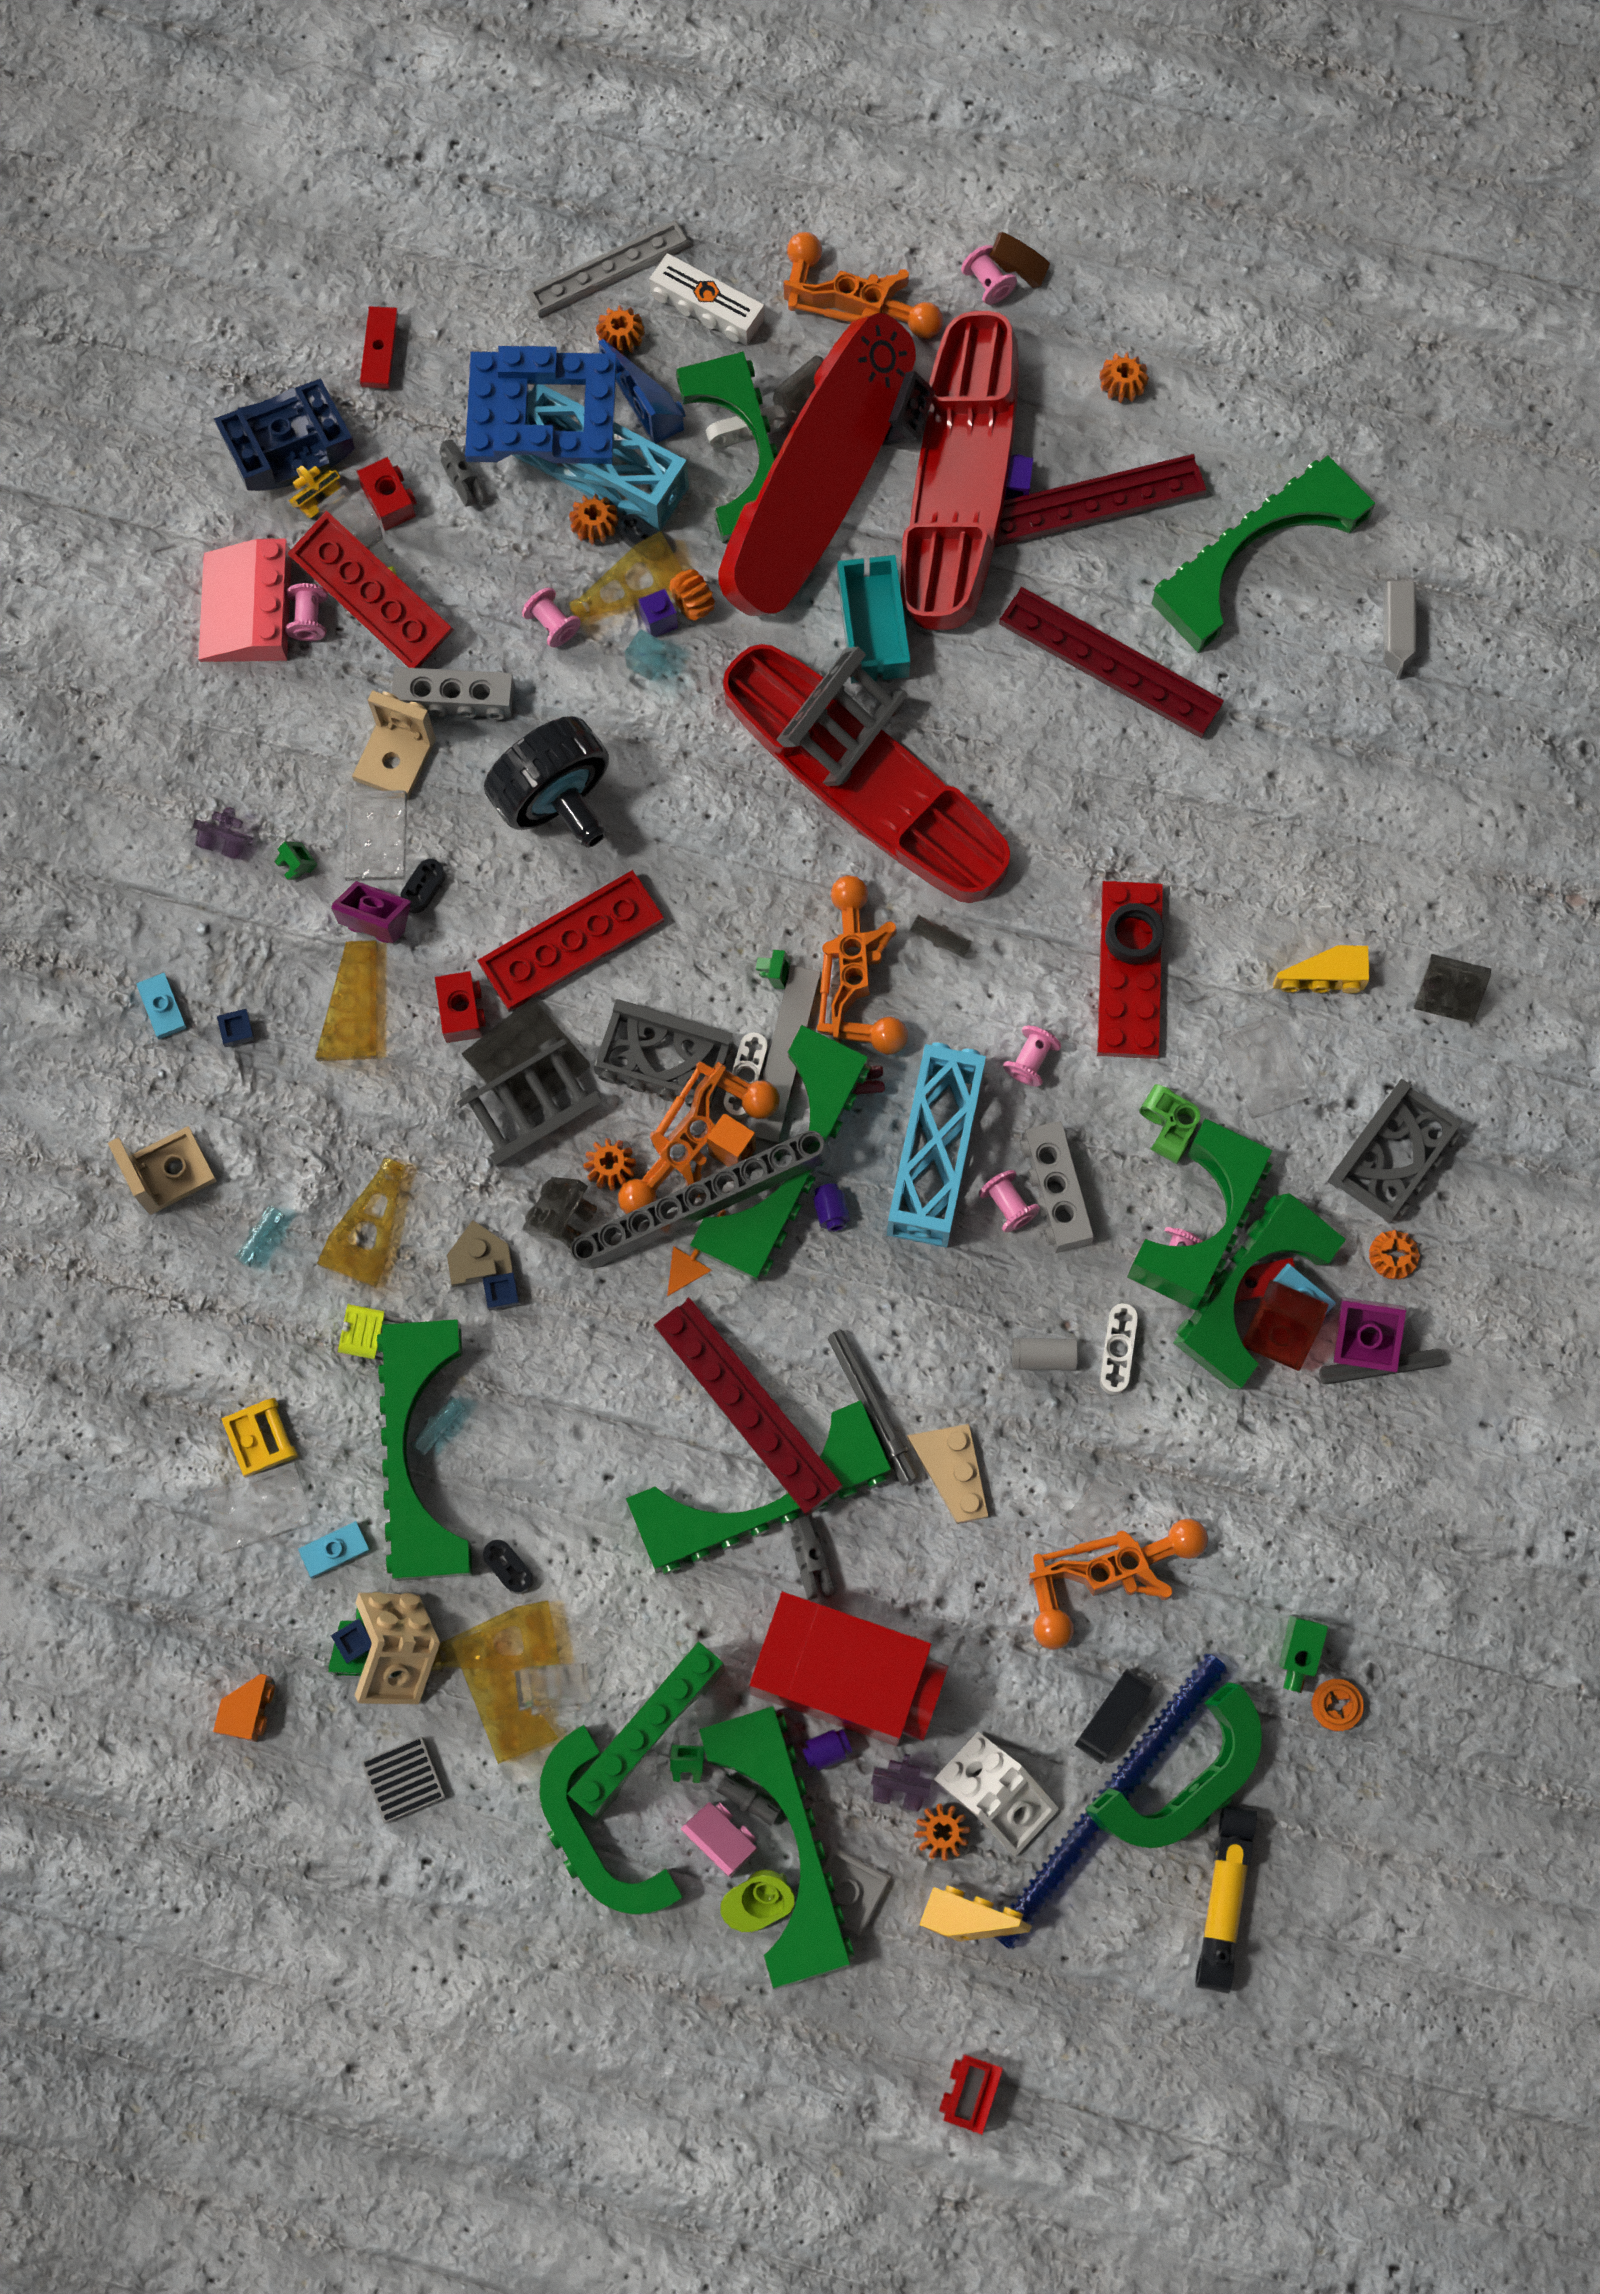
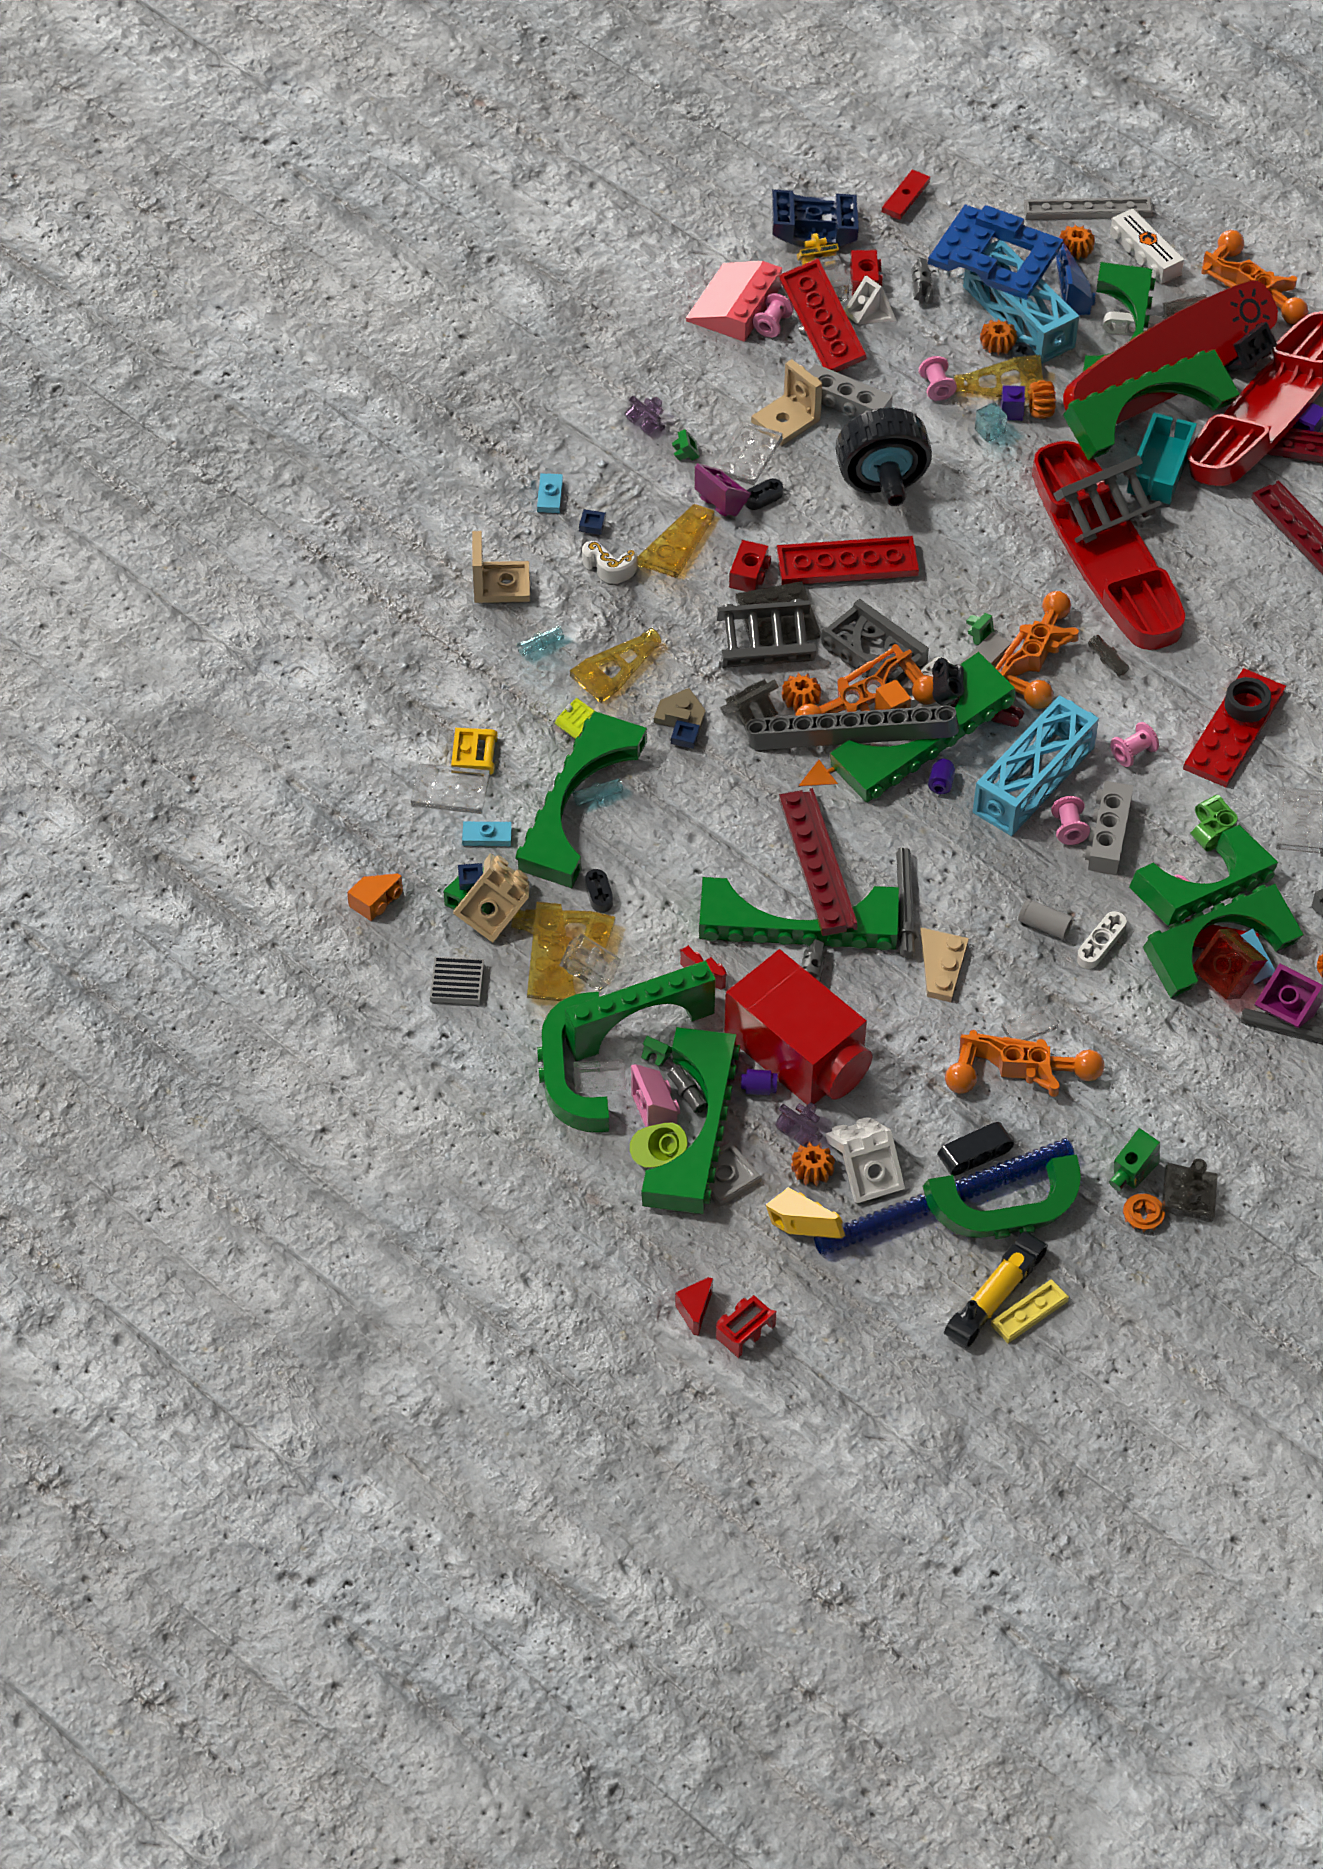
camera: 25 degrees right, 20 degrees down
(288, 1089) = (607, 566): none -> white animal
(415, 541) = (869, 304): none -> white slope
(641, 1840) = (599, 1076): none -> clear brick
(696, 1622) = (689, 957): none -> red slope
(778, 606) = (1199, 378): none -> green arch
(786, 1087) = (947, 681): none -> black piece
(900, 2095) = (693, 1303): none -> red slope
(1273, 1902) = (1029, 1311): none -> light yellow tile
(1377, 1655) = (1190, 1191): none -> clear smoke plate

